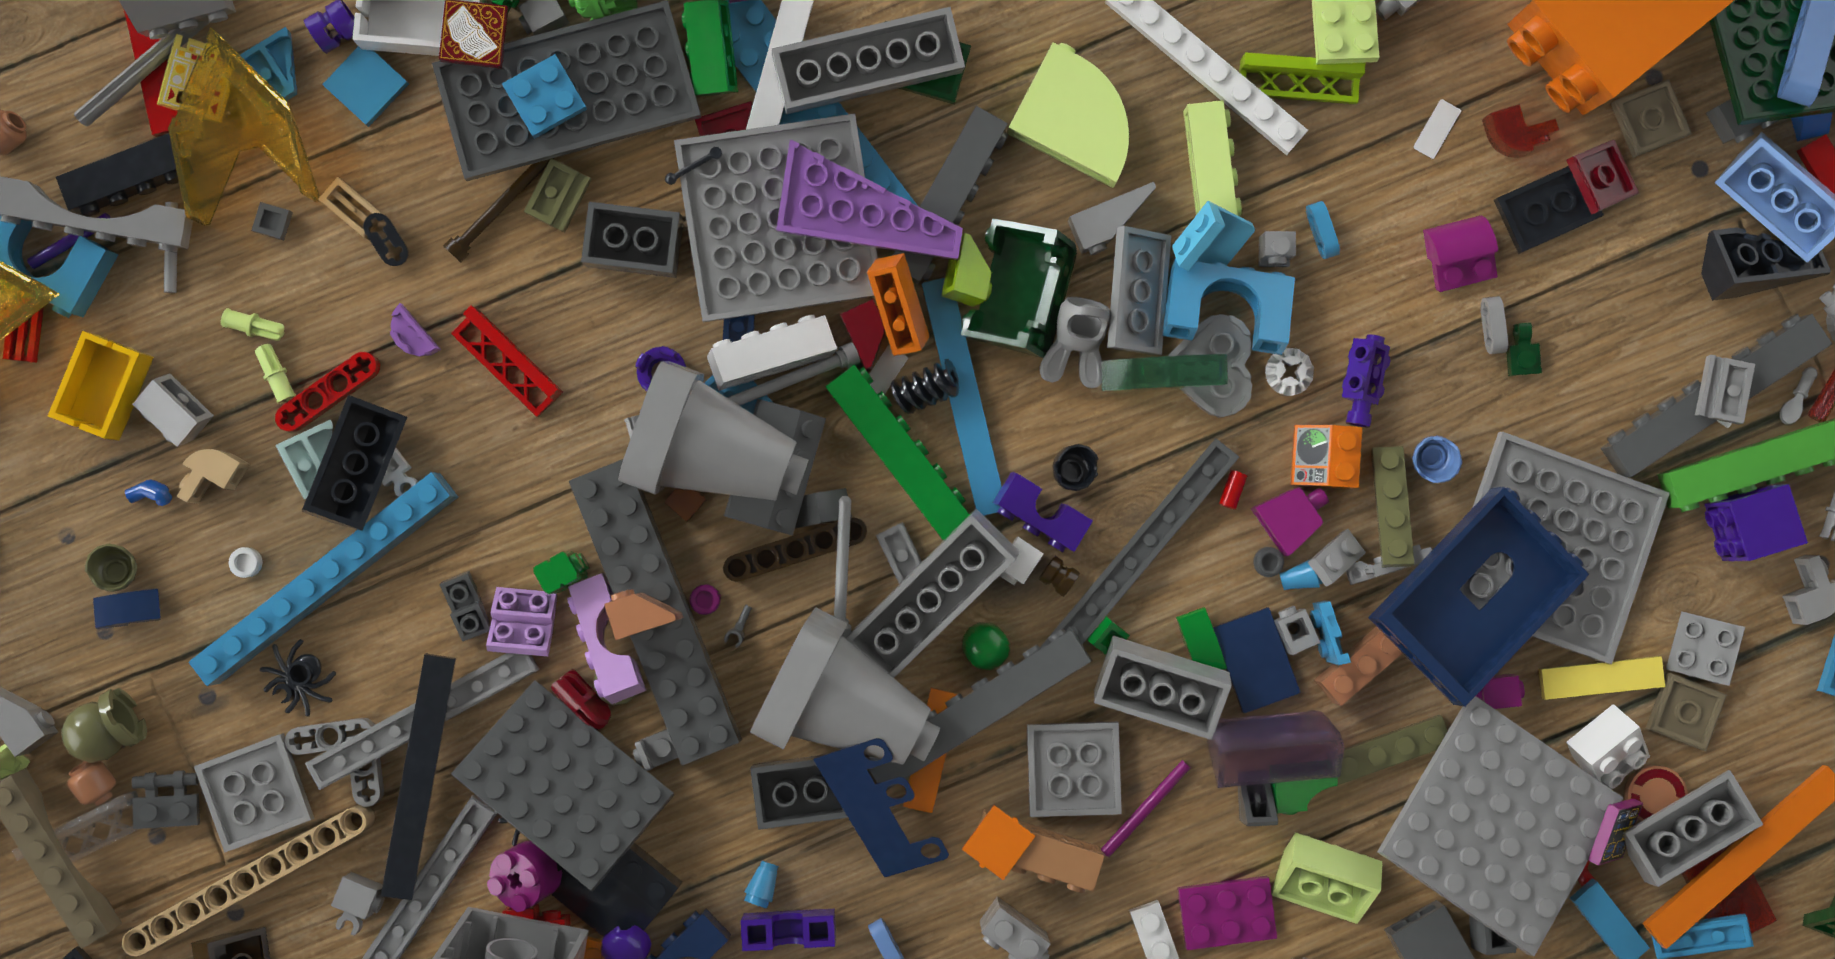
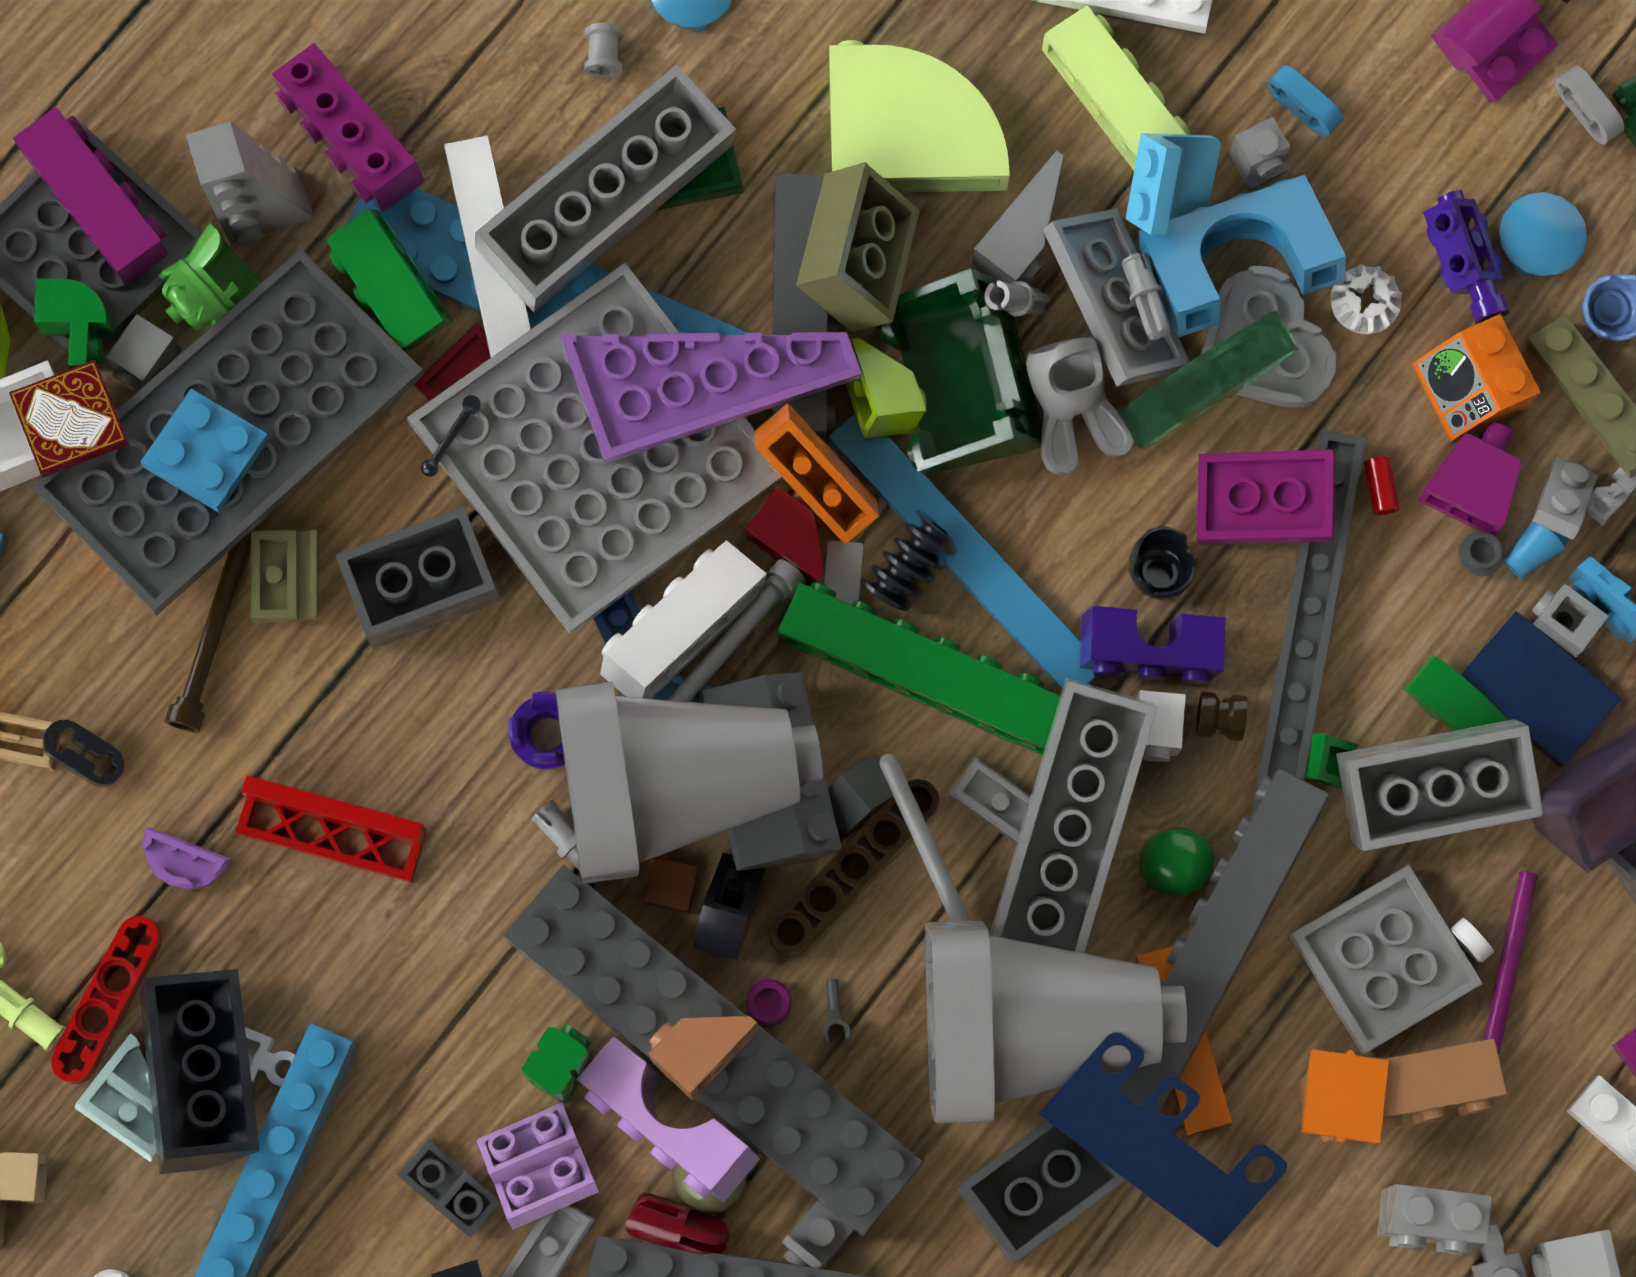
camera: 25 degrees left, 10 degrees down
(708, 534) = (728, 909): none -> black slope
(999, 179) = (858, 247): none -> olive brick
(1077, 260) = (1016, 298): none -> light grey axle
(1129, 785) = (1471, 940): none -> white tile
(1156, 301) = (1146, 295): none -> light grey axle
(1159, 461) = (1266, 497): none -> magenta plate
(1419, 389) = (1542, 234): none -> dark azure dish

